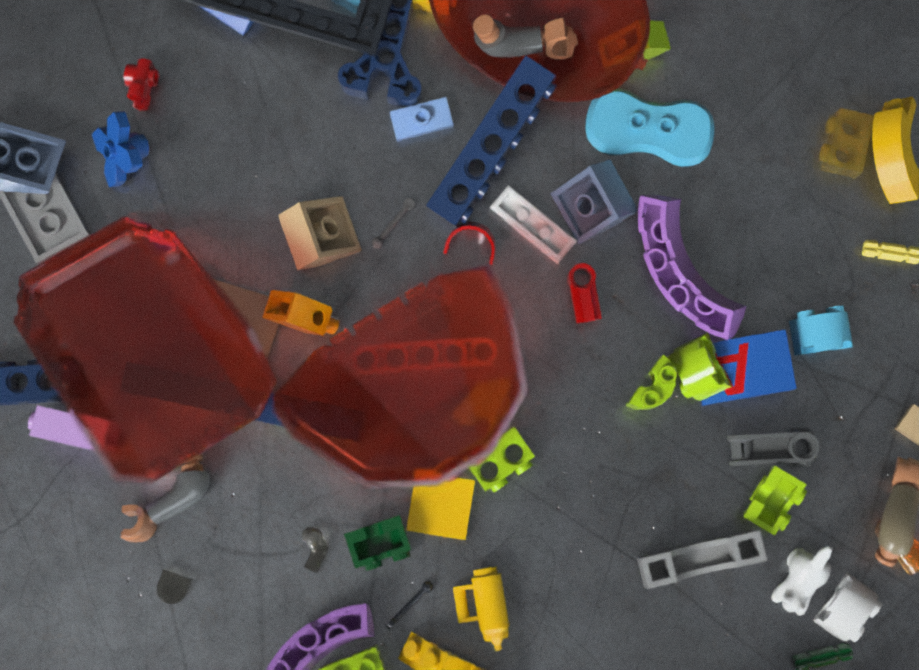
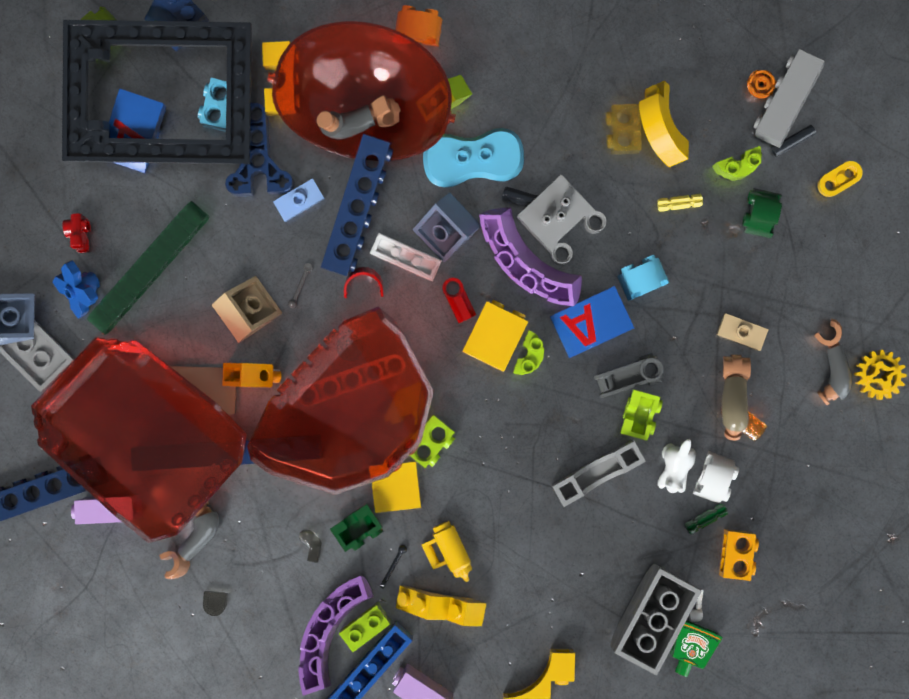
camera: 20 degrees left, 5 degrees up
(213, 149) = (148, 268): none -> clear green beam
(618, 351) = (495, 335): none -> yellow brick
(699, 368) = (558, 332): lime cylinder -> none
(732, 223) = (554, 214): none -> light grey piece

